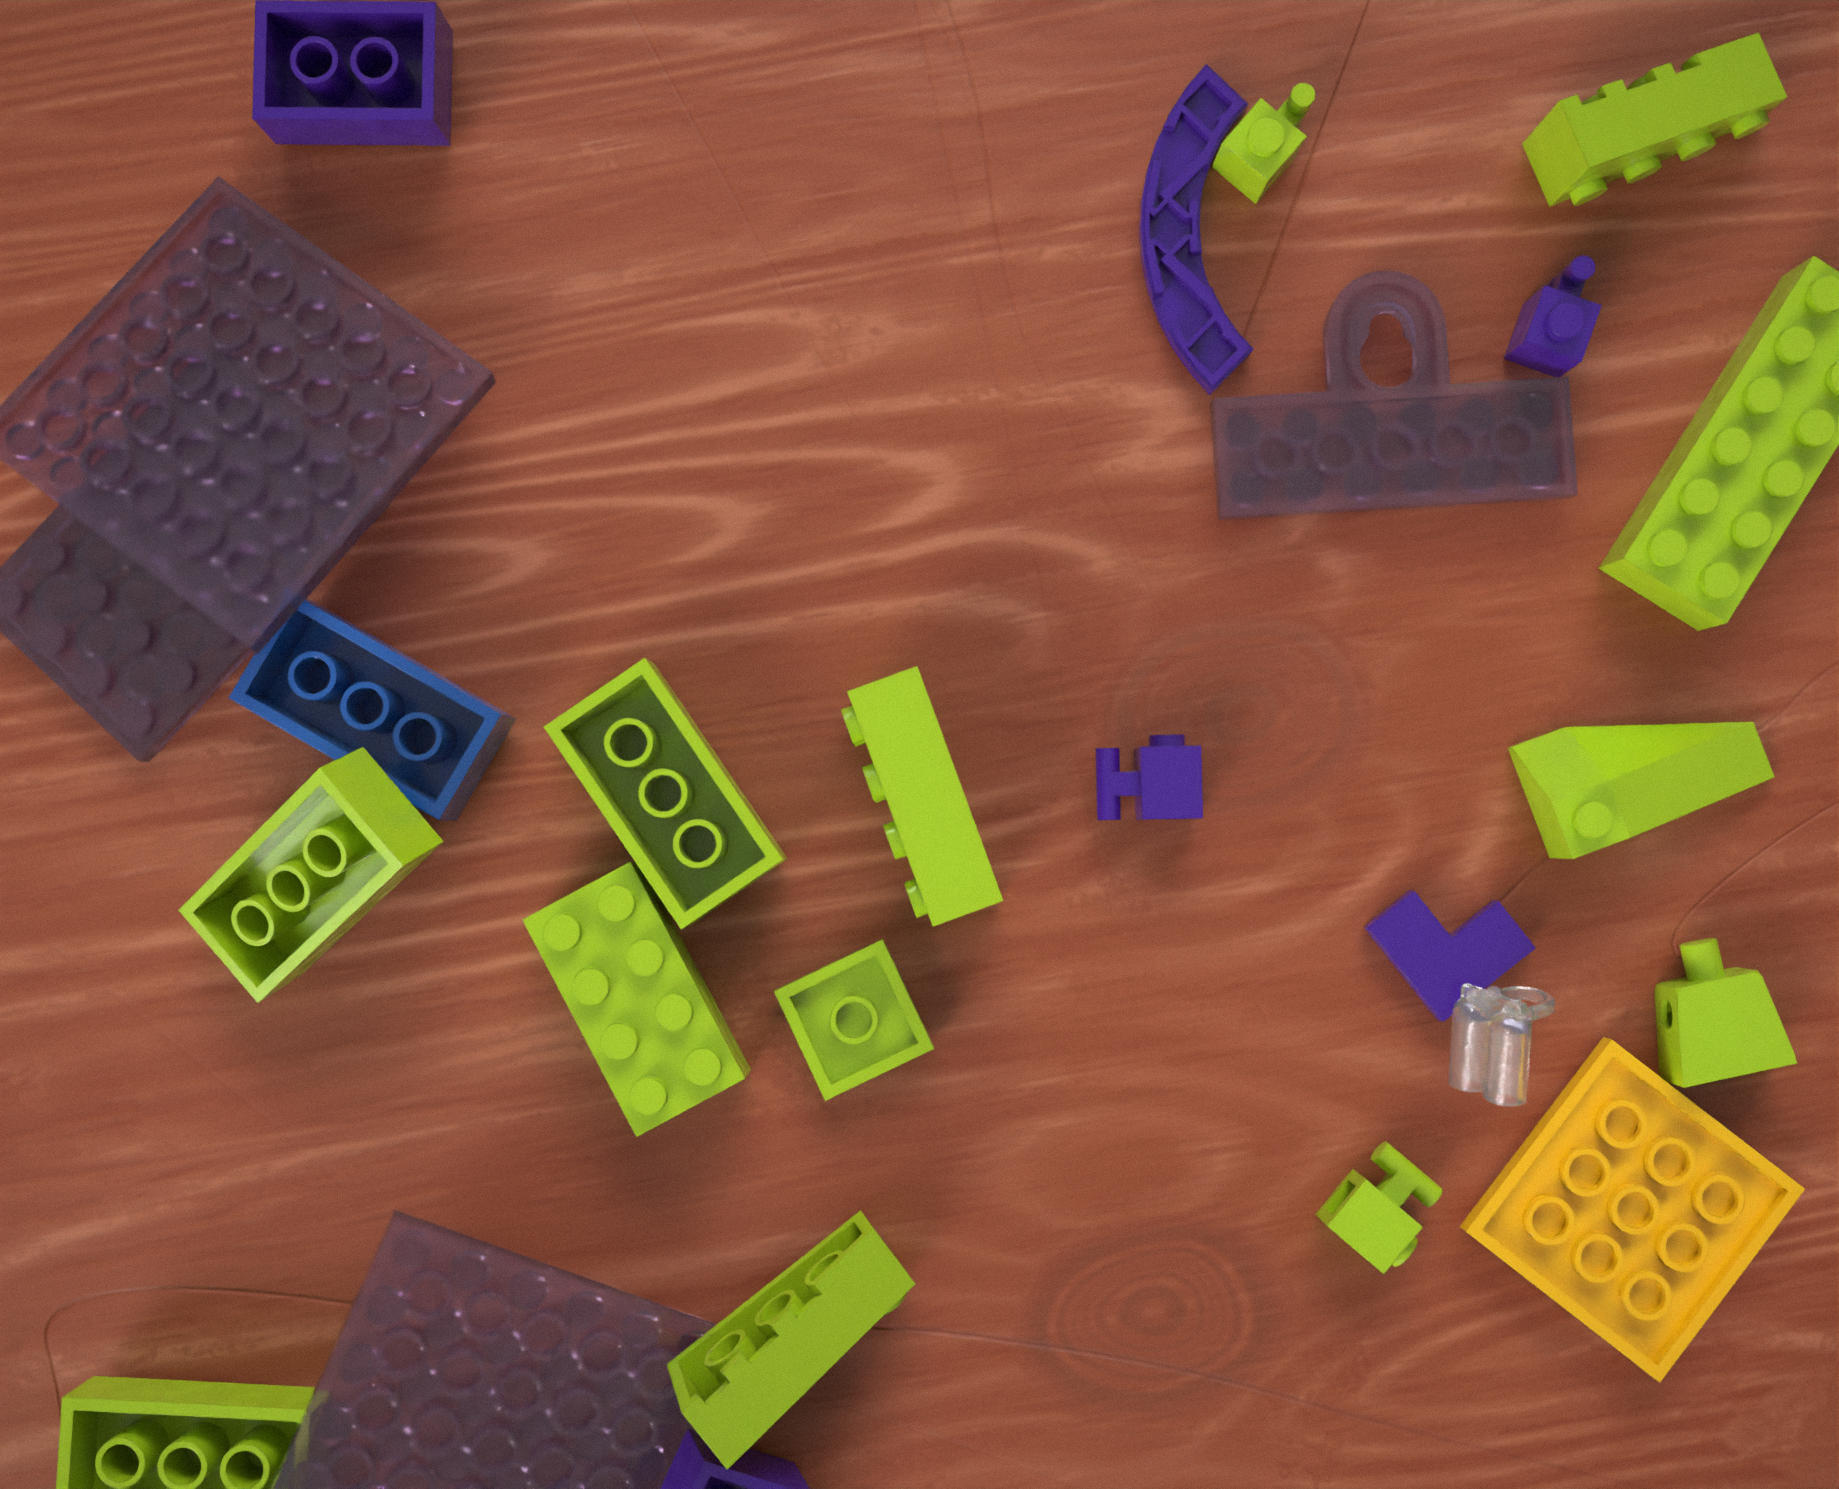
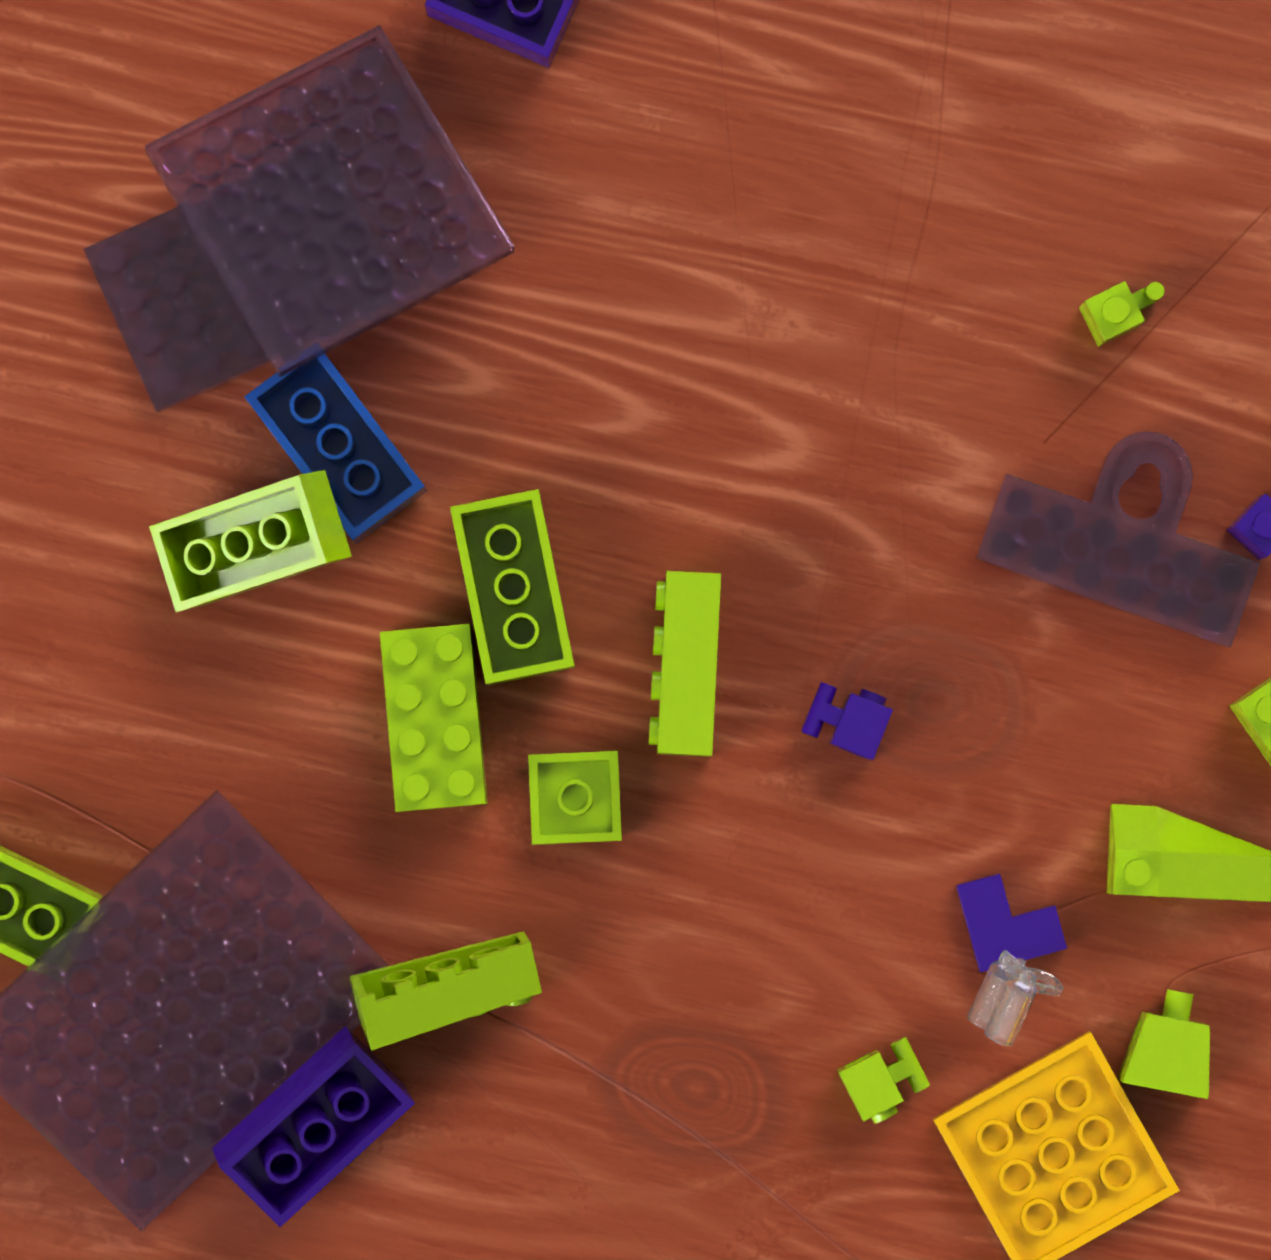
camera: 20 degrees right, 0 degrees up
(1171, 231) = (1029, 341): dark purple tile -> none

